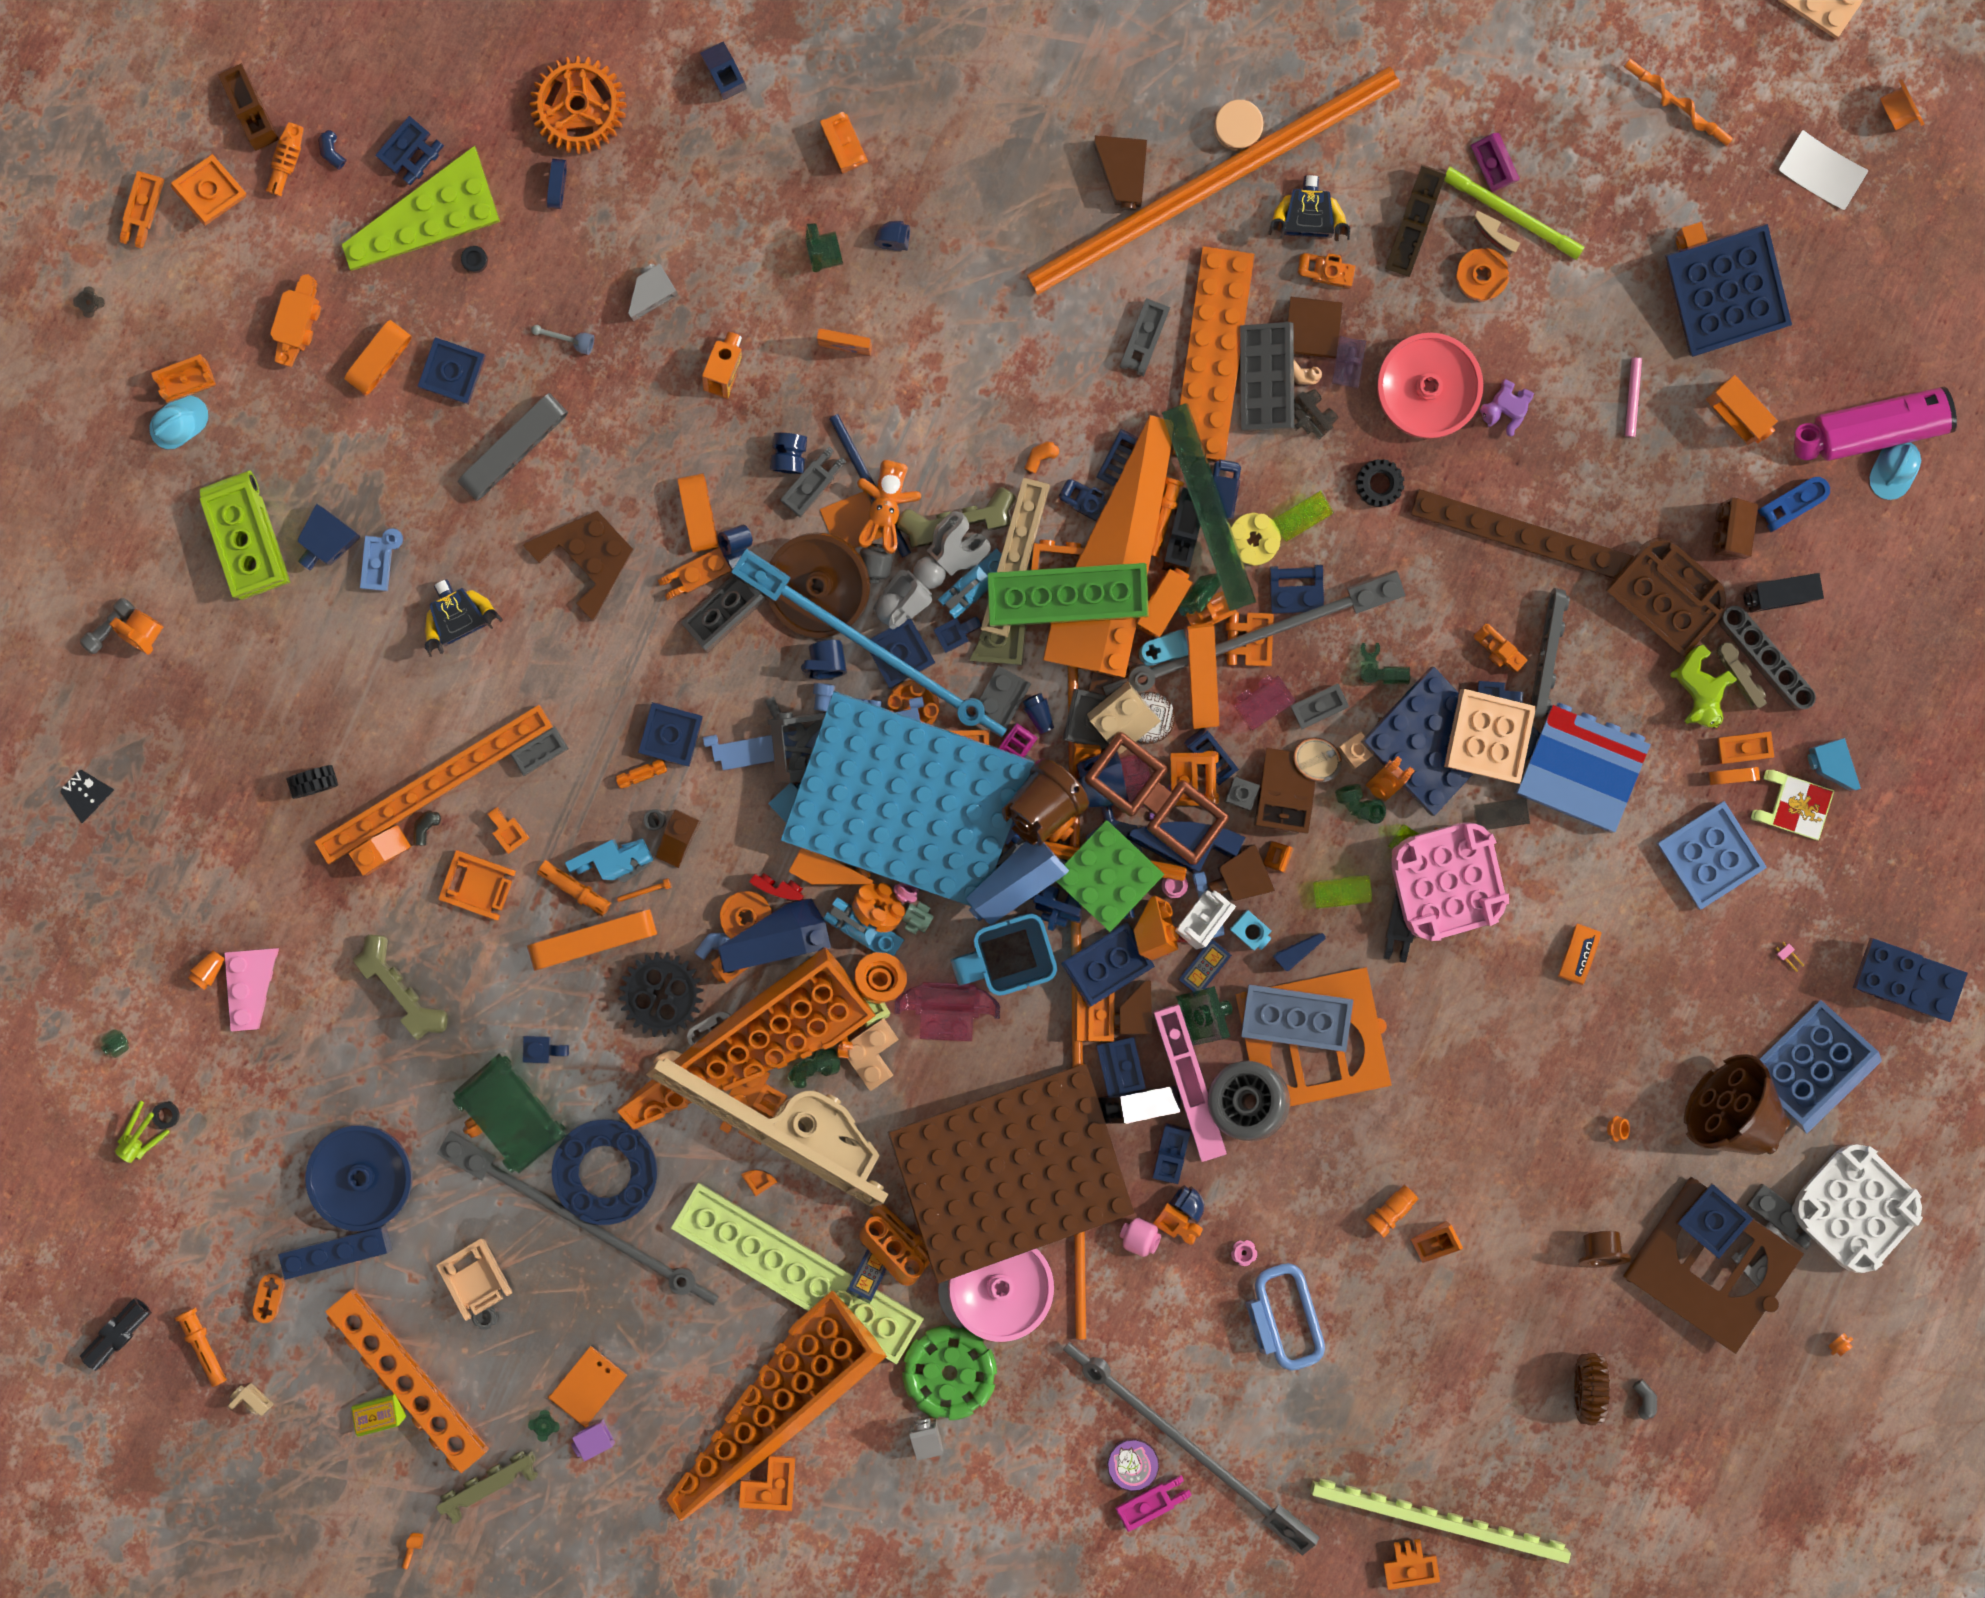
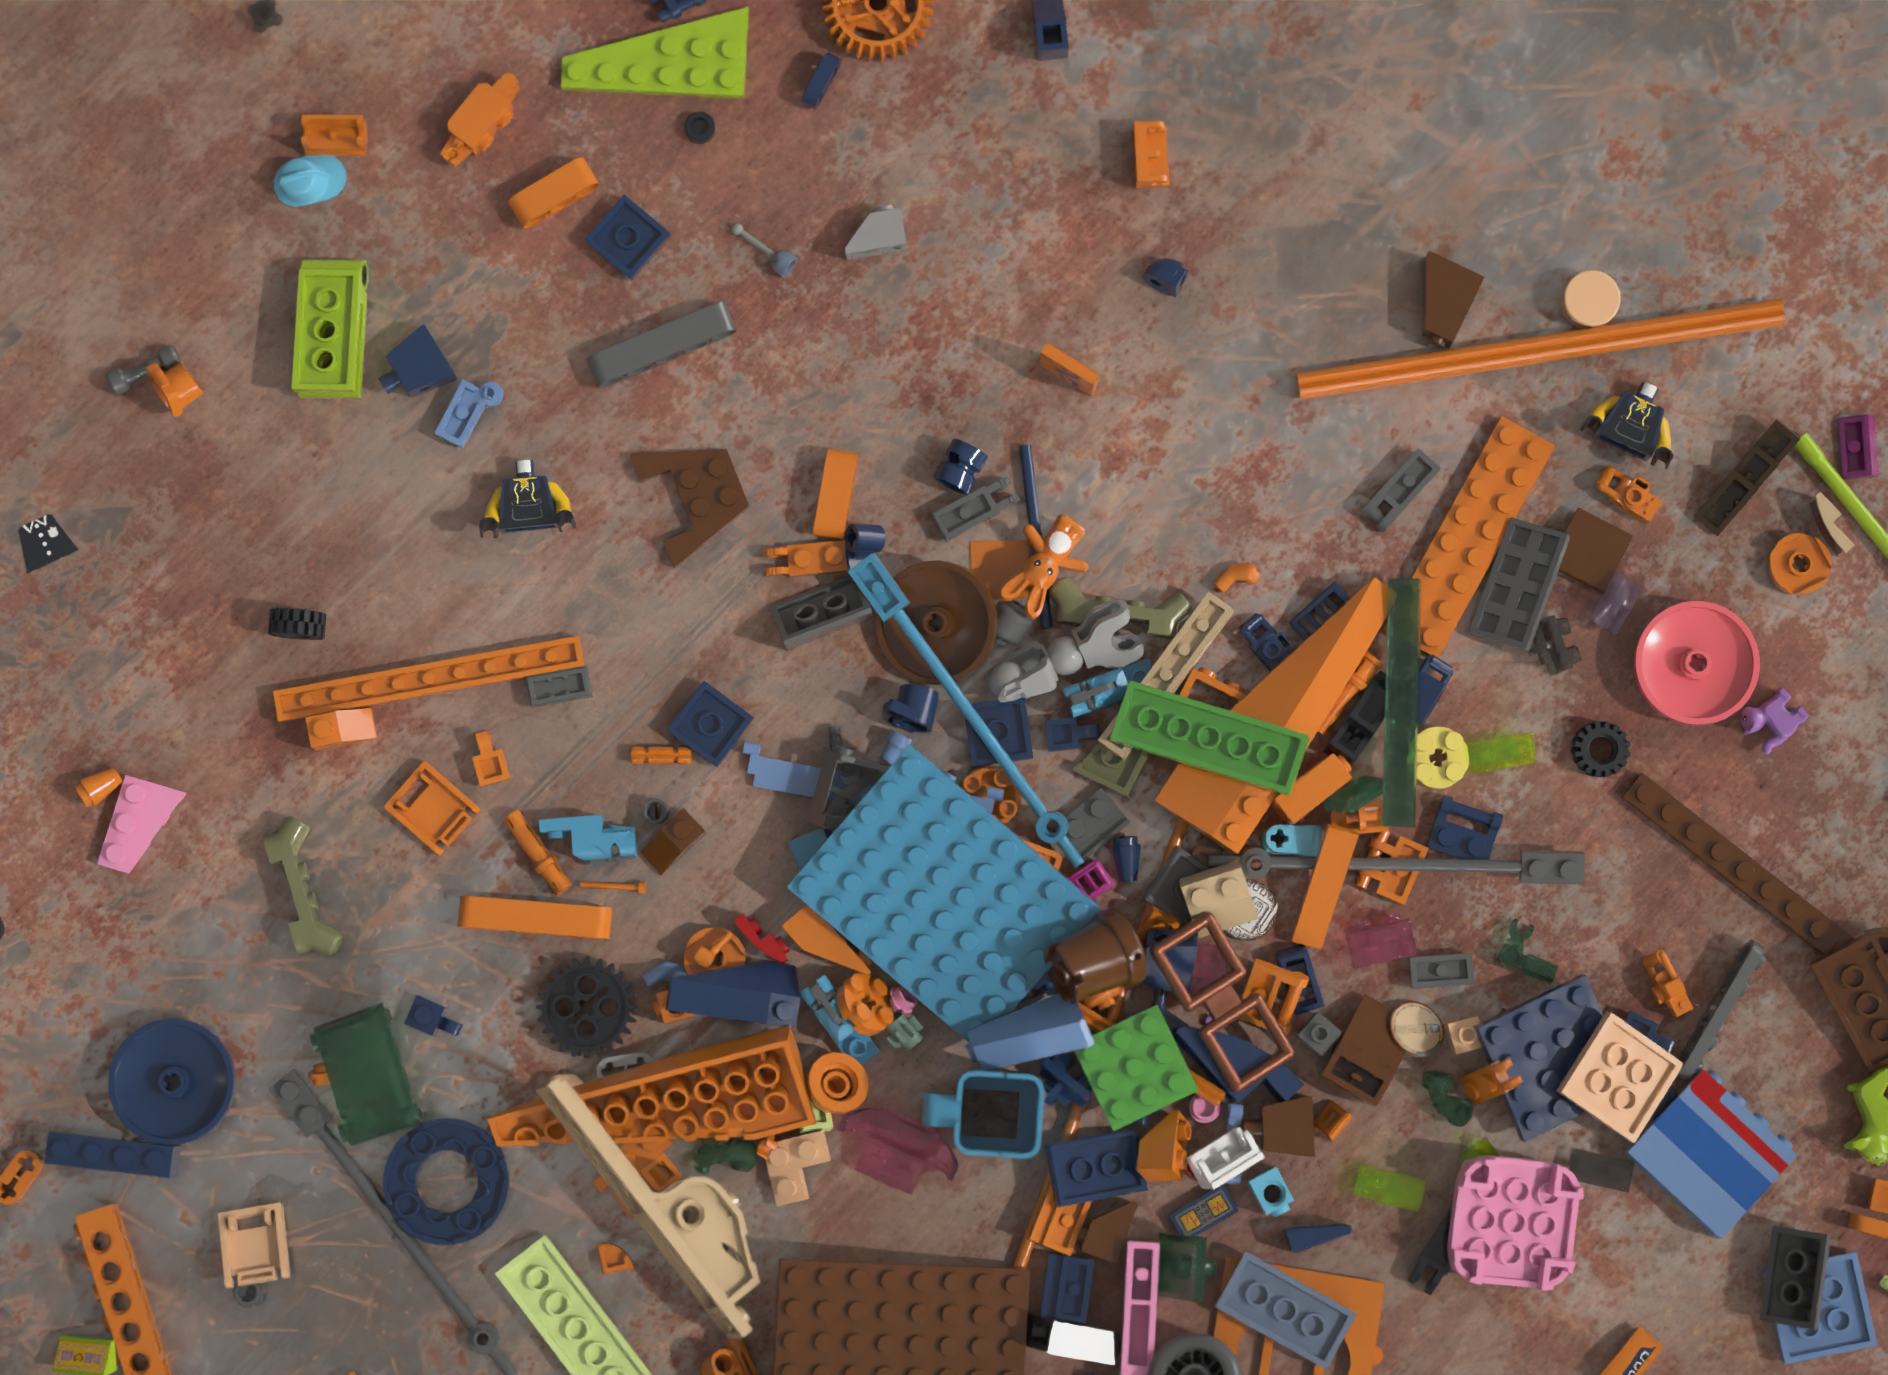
camera: 20 degrees right, 5 degrees down
(422, 824) = (399, 718): pearl dark grey arm -> none
(723, 366) = (925, 345): orange torso -> none
(738, 919) = (705, 956): none -> orange hand
(822, 249) = (1083, 260): clear green piece -> none
(1306, 376) = (1563, 601): light nougat arm -> none
(1683, 840) = (1795, 1277): none -> dark grey slope

